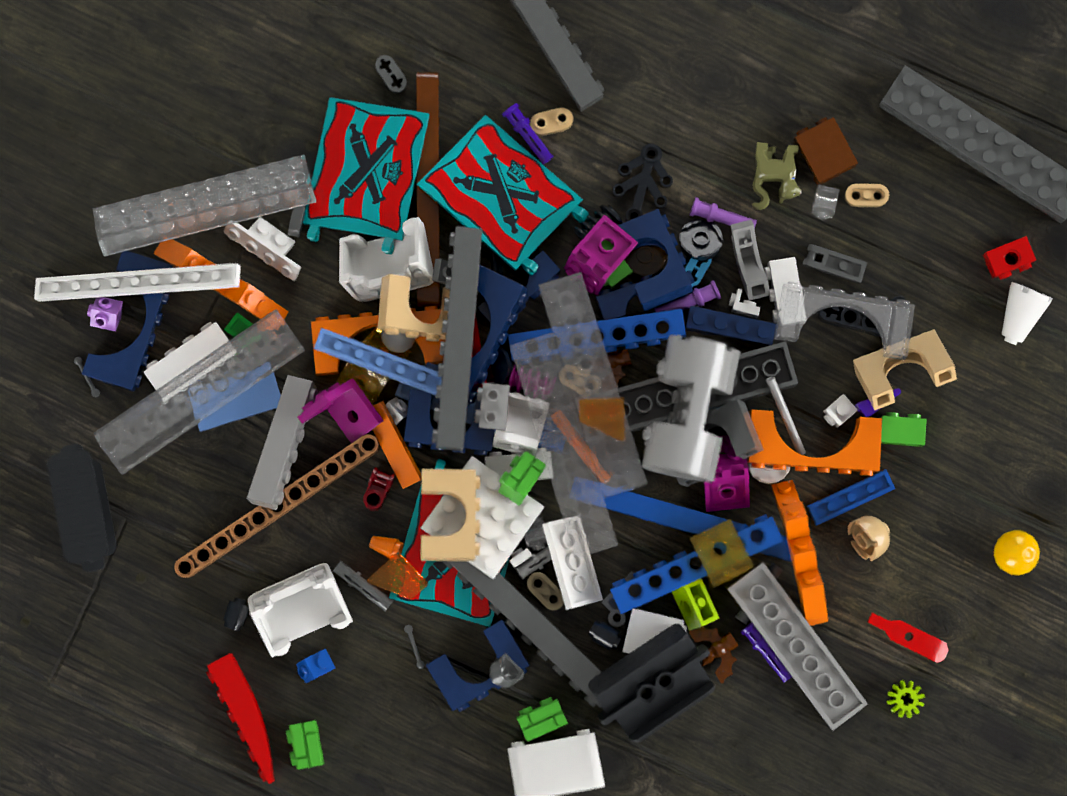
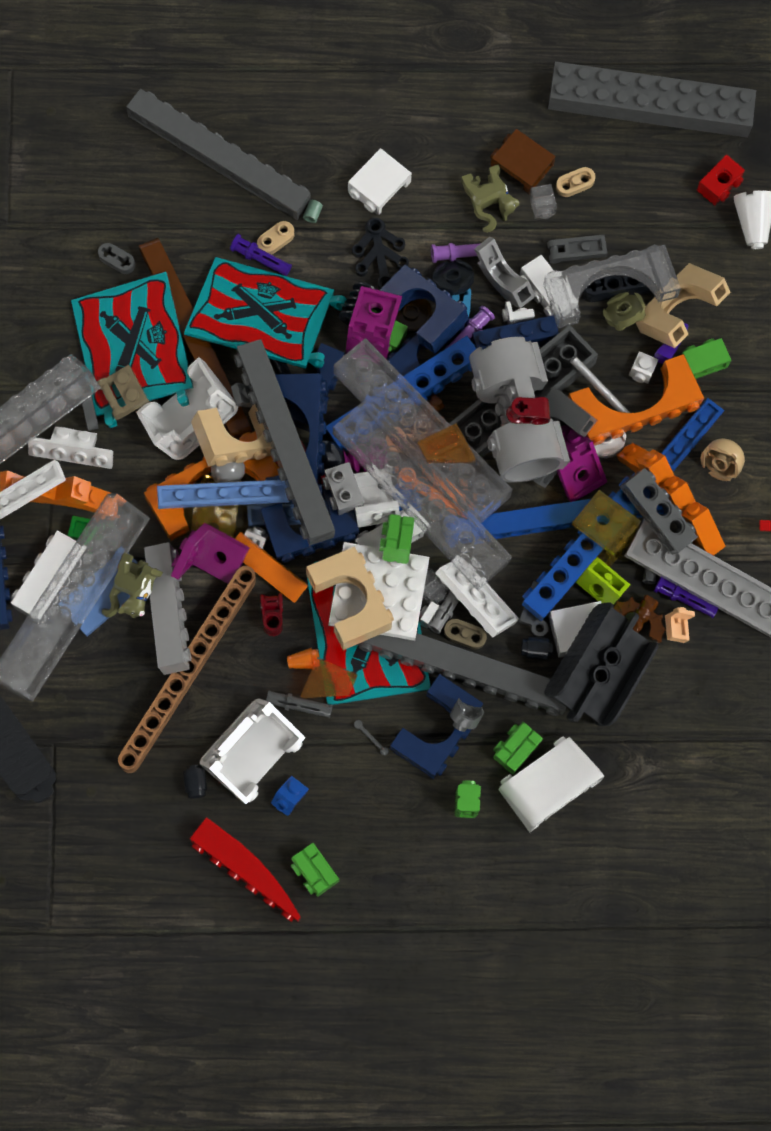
camera: 30 degrees left, 10 degrees down
(261, 408) = (133, 583): none -> olive animal
(342, 214) = (129, 389): none -> dark tan plate
(471, 747) = (467, 800): none -> bright green brick
(599, 110) = (312, 211): none -> sand green hinge
(675, 110) = (378, 181): none -> white panel
(695, 424) = (529, 411): none -> dark red piece
(746, 674) = (677, 624): none -> light nougat bracket
(763, 532) = (647, 508): none -> dark grey brick
(847, 358) = (621, 319): none -> olive plate

